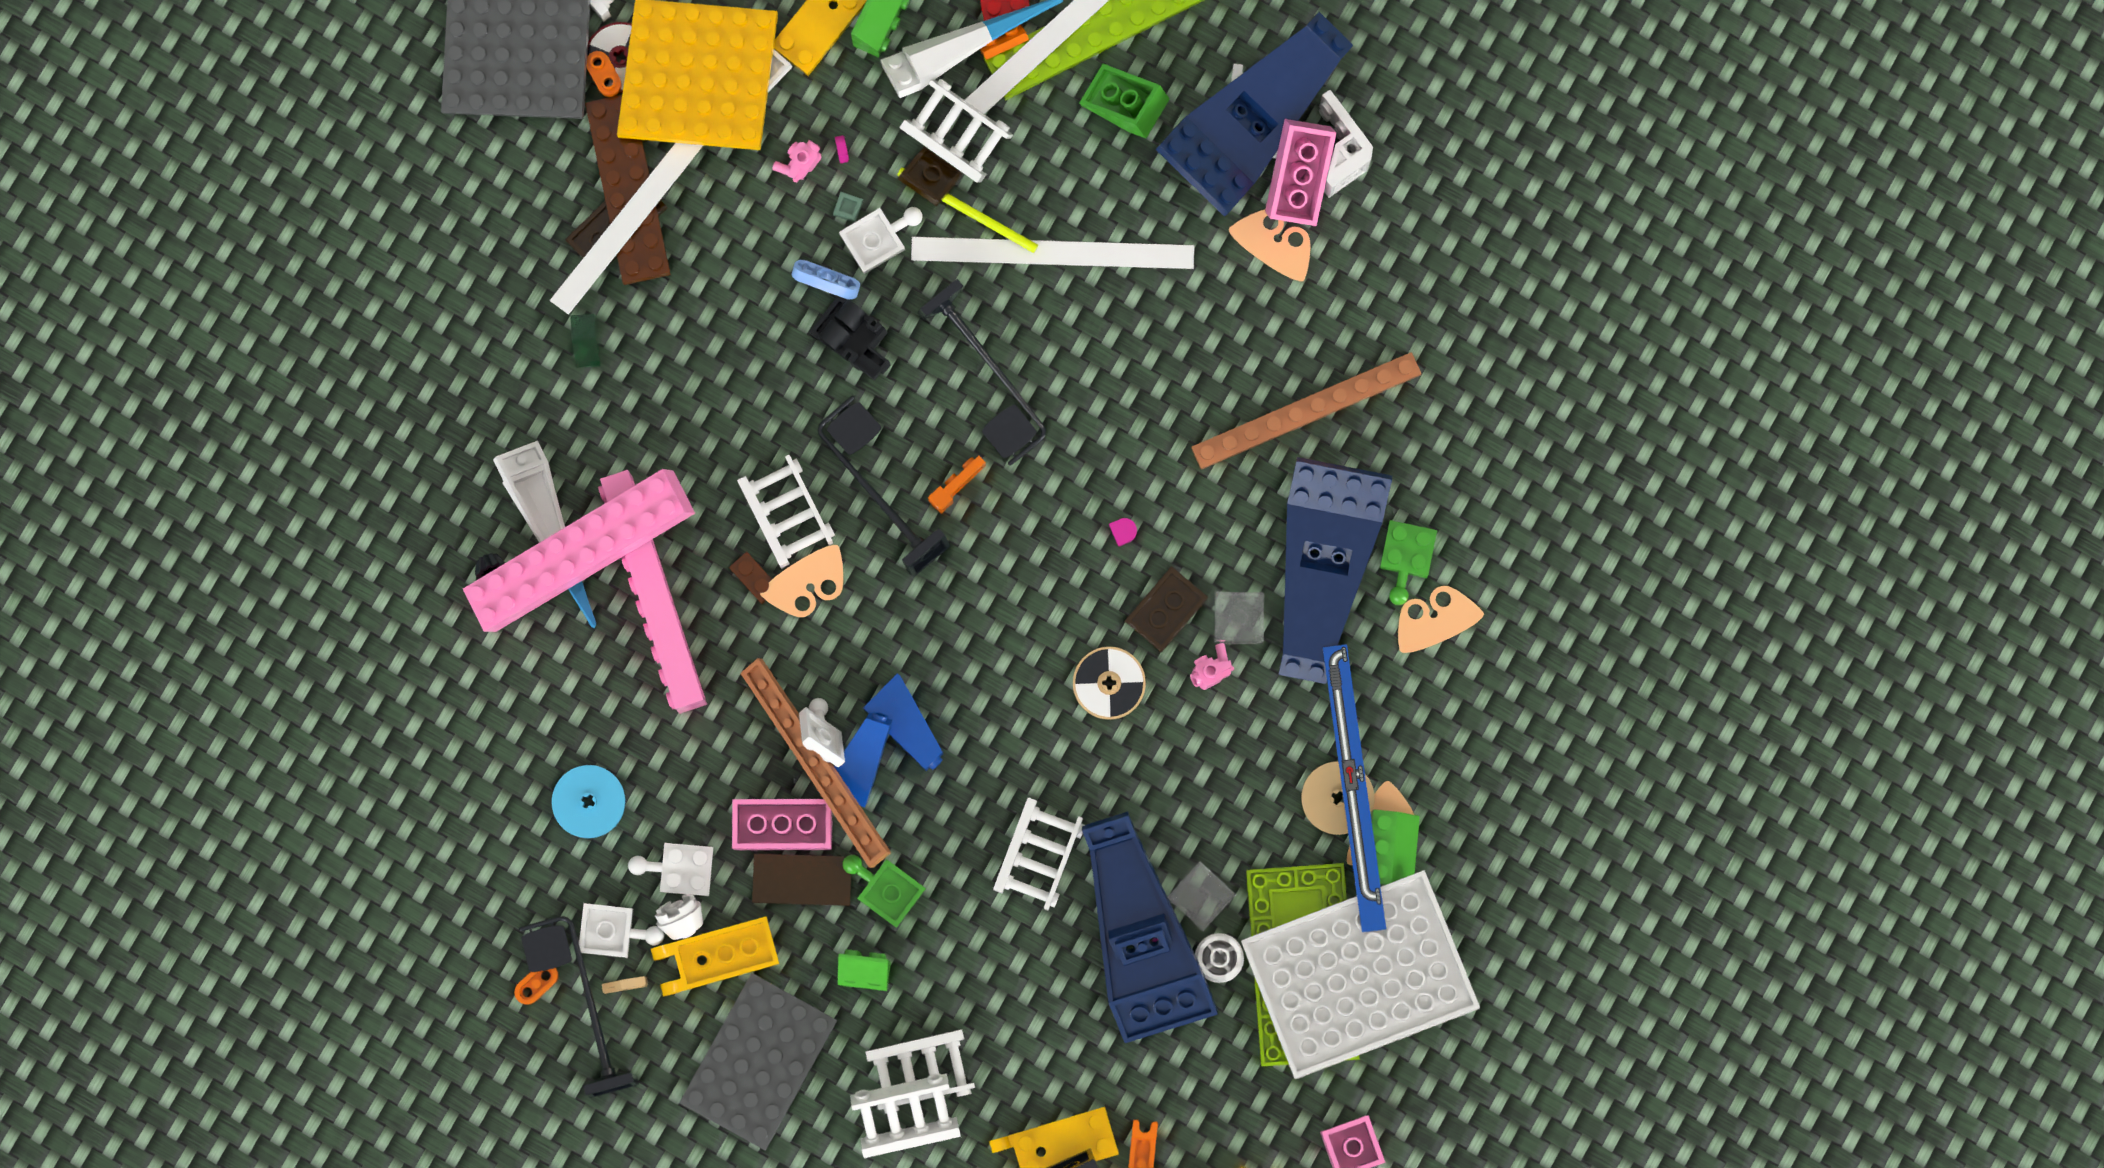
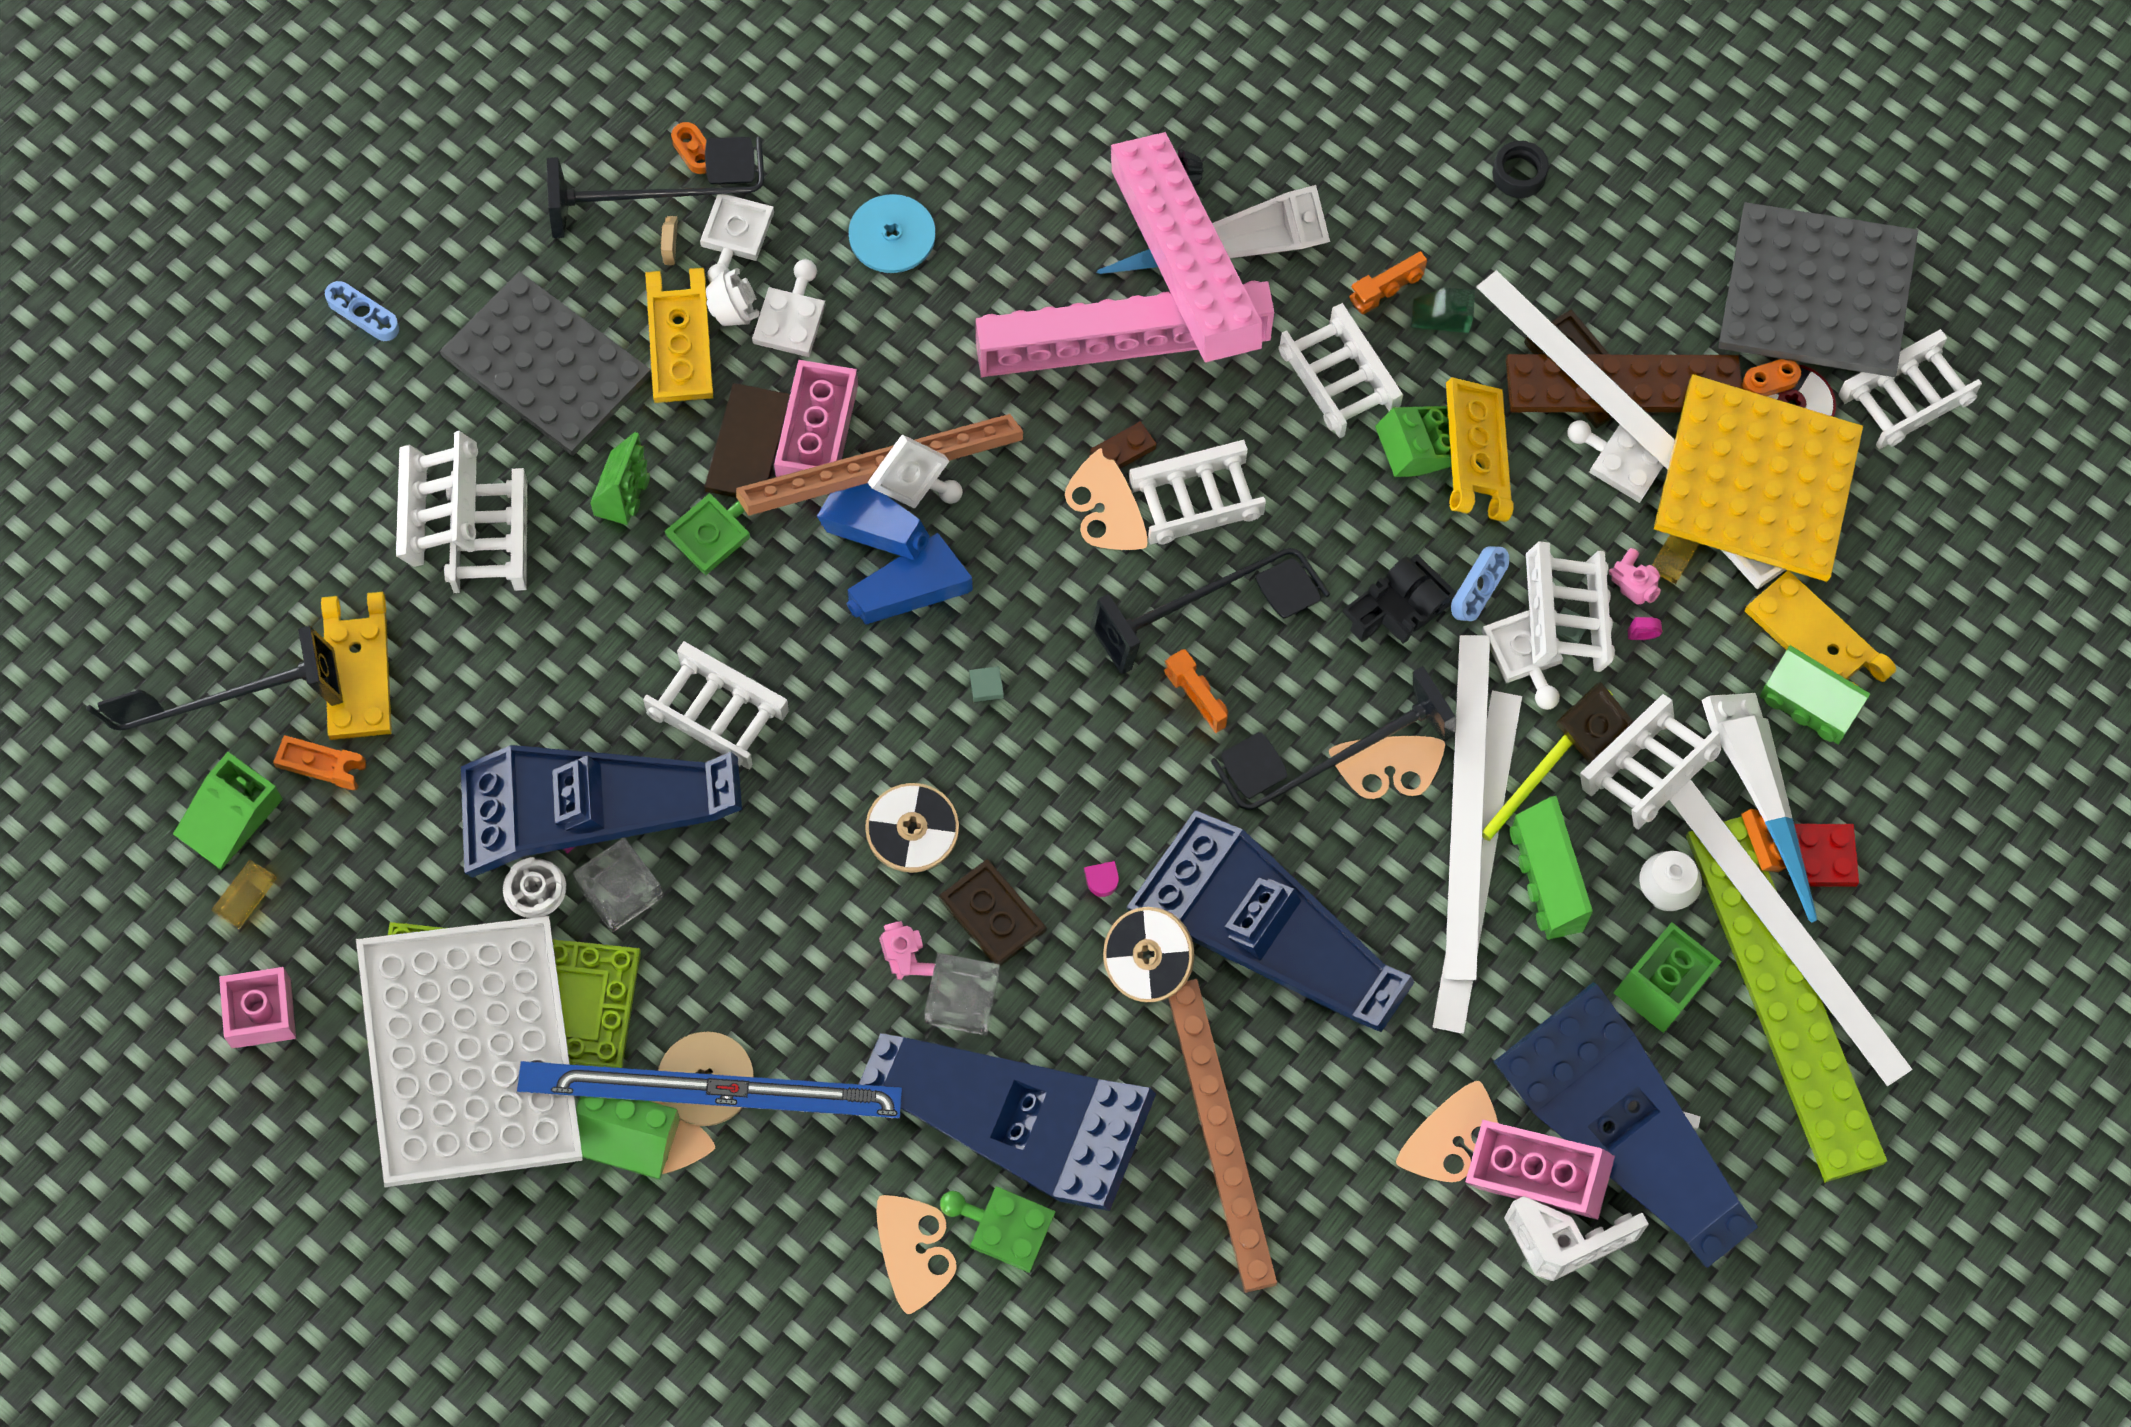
camera: 100 degrees right, 15 degrees down
(446, 313) = (1514, 187): none -> black tyre
(579, 401) = (1370, 290): none -> orange plate
(633, 406) = (1355, 347): none -> white fence
(696, 184) = (1621, 461): none -> white plate
(700, 297) = (1478, 435): none -> yellow hinge
(705, 336) = (1416, 439): none -> bright green slope
(777, 135) = (1674, 557): none -> clear yellow tile
(839, 228) = (1544, 617): none -> white fence
(975, 313) = (1404, 753): none -> light nougat piece
(979, 648) = (986, 684): none -> sand green tile
(1012, 265) = (1467, 808): none -> white sticker
(1047, 107) = (1670, 880): none -> white cone
(1059, 194) = (1551, 869): none -> bright green slope
(1120, 444) = (1218, 886): none -> dark blue wing
(1170, 472) = (1162, 974): none -> piece

